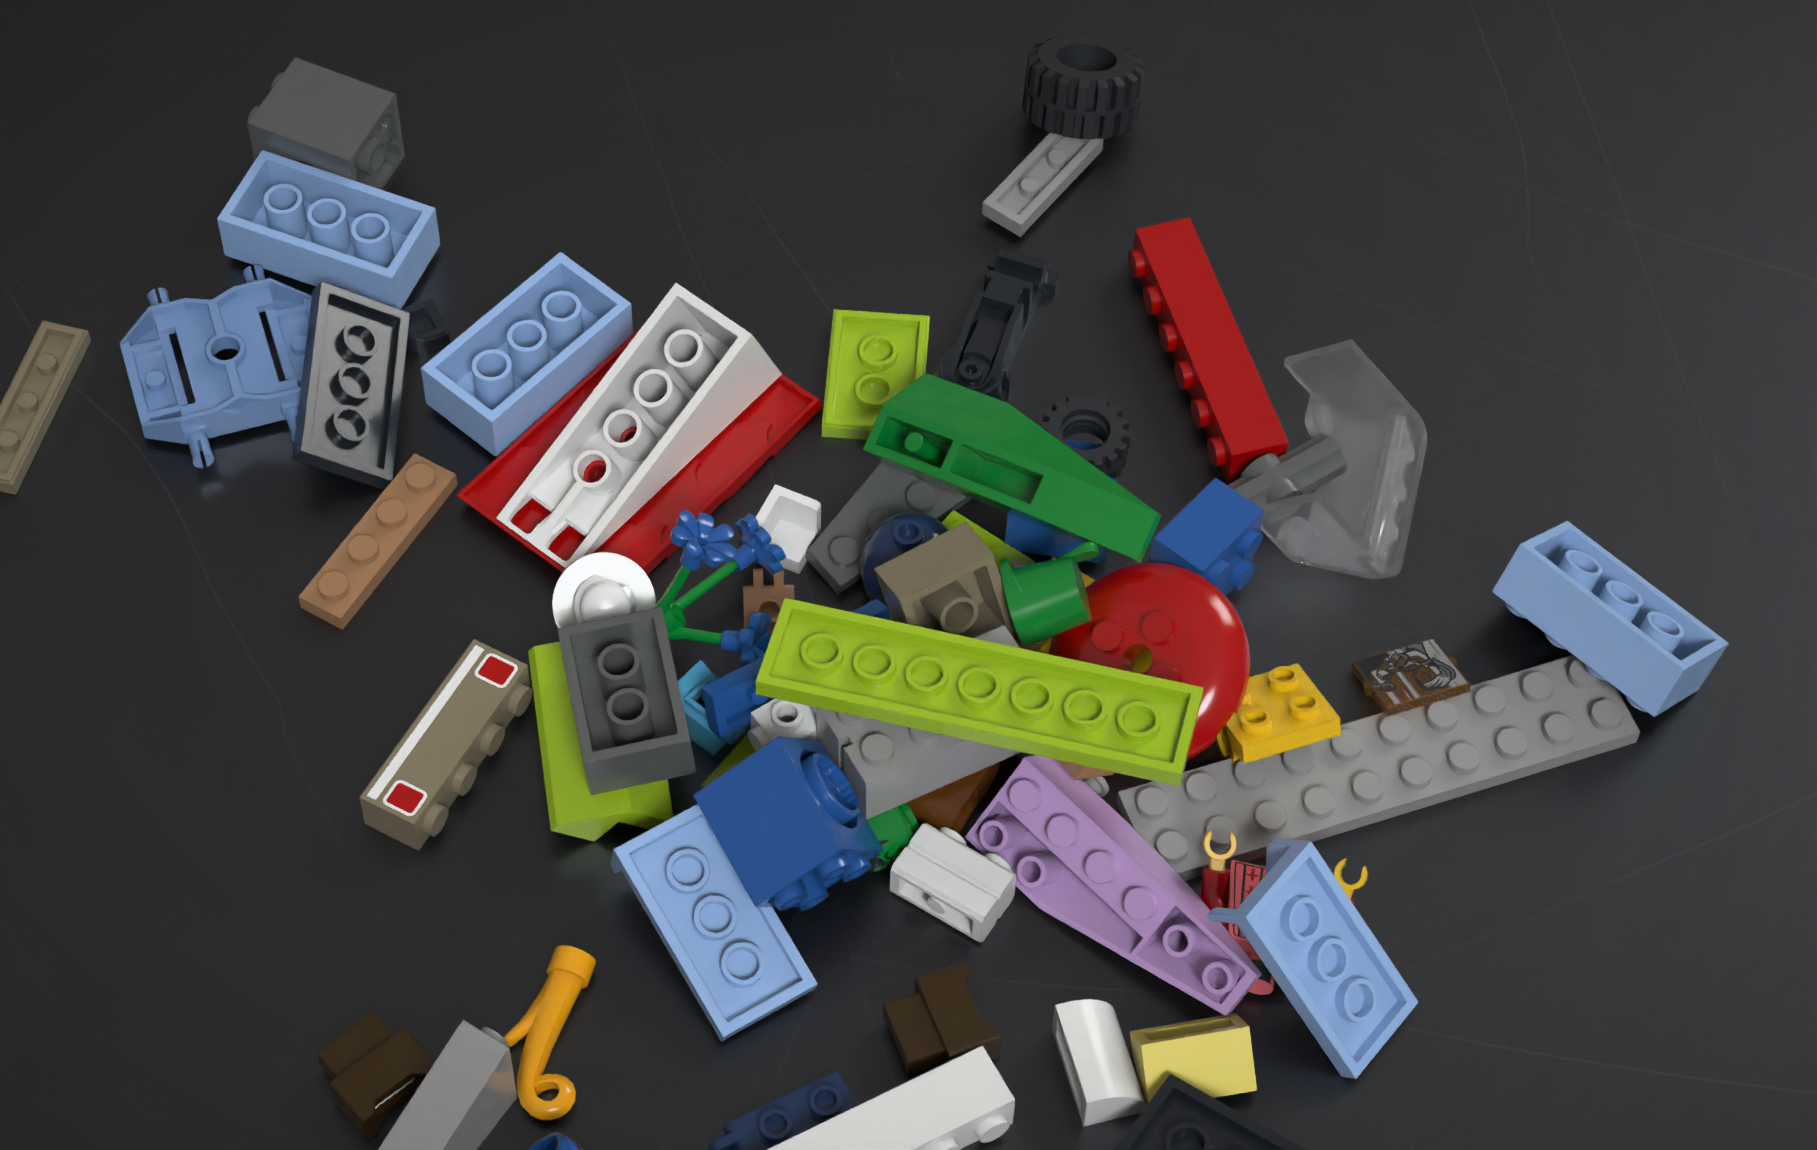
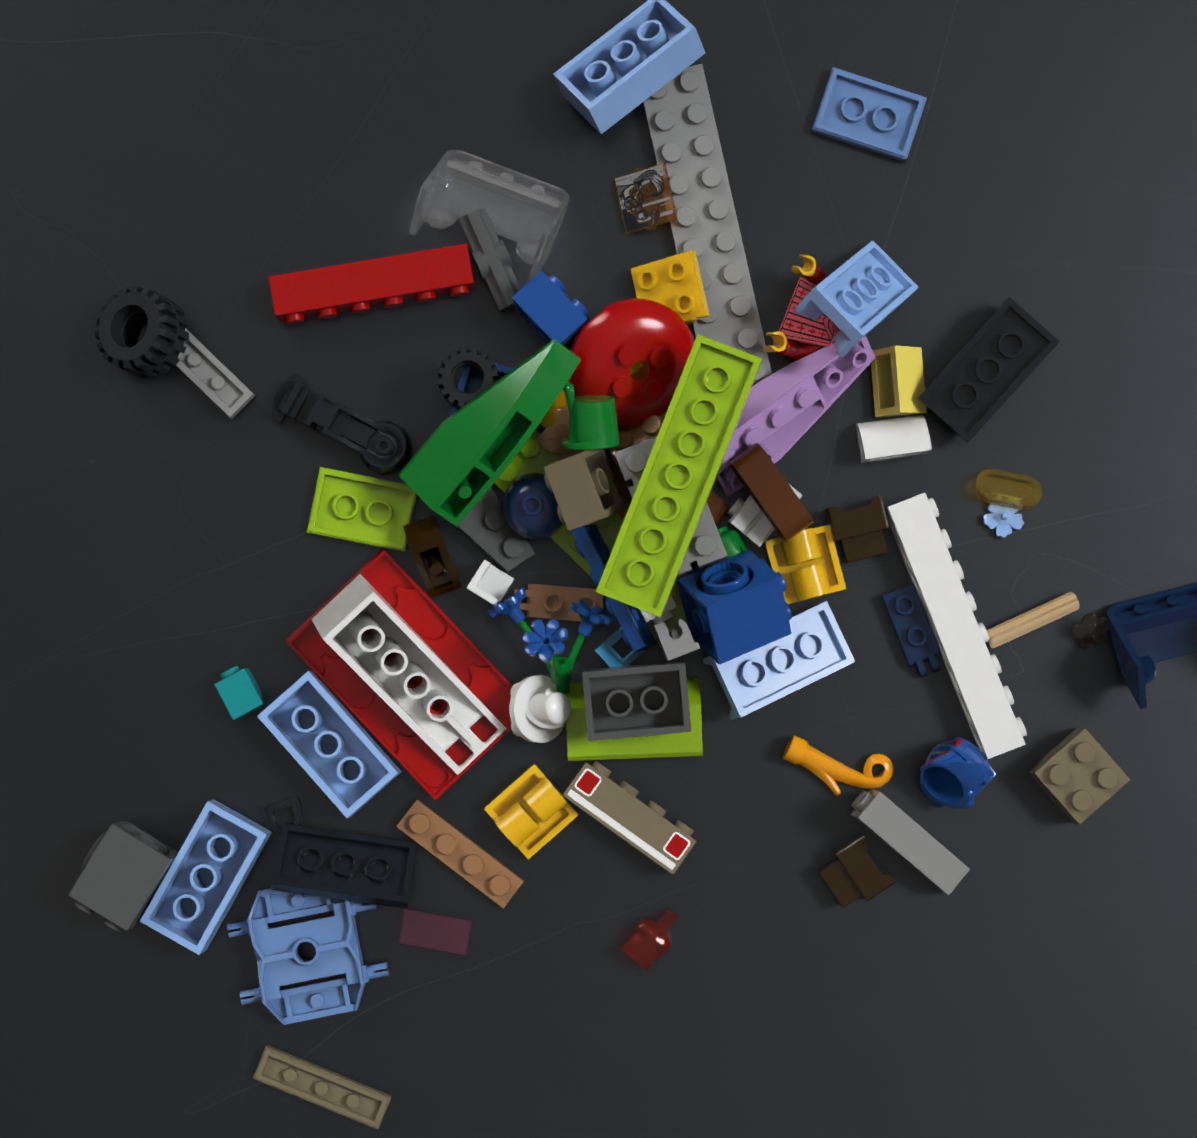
camera: 80 degrees left, 30 degrees up
(255, 792) = (650, 940): none -> clear red piece
(260, 521) = (435, 931): none -> clear pink tile
(441, 611) = (531, 811): none -> yellow plate
(596, 246) = (240, 692): none -> teal brick
(721, 735) = (678, 644): none -> light grey hinge
(819, 452) = (432, 556): none -> dark brown slope
(870, 950) = (807, 564): none -> yellow plate
(978, 861) = (771, 492): none -> reddish brown beam
(1622, 981) = (869, 114): none -> medium blue tile

